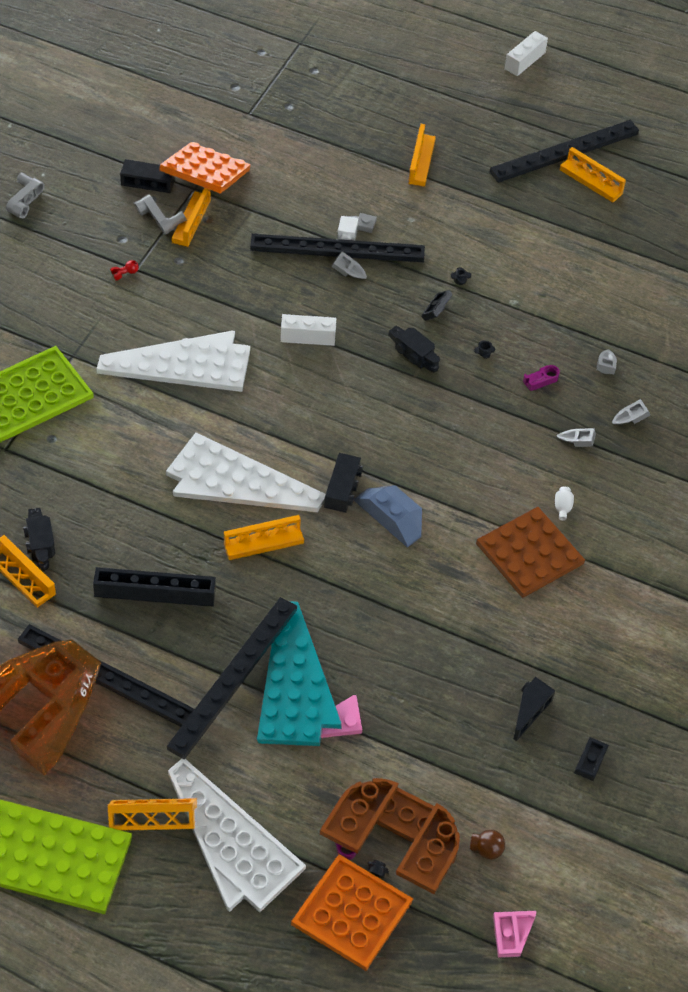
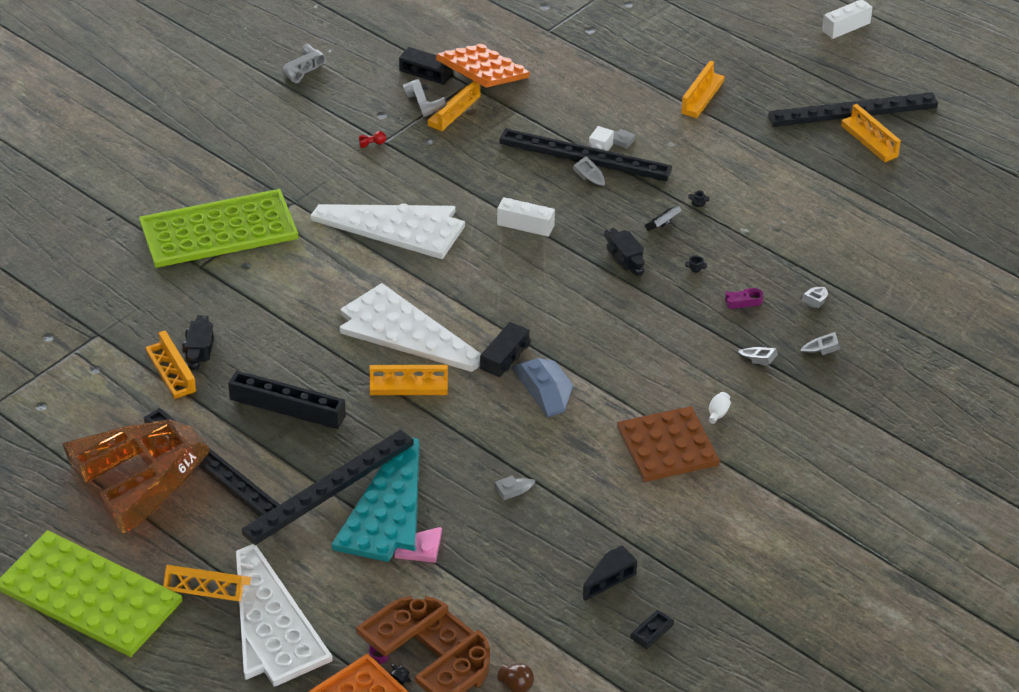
camera: 20 degrees right, 10 degrees down
(404, 632) = (512, 487): none -> light grey plate

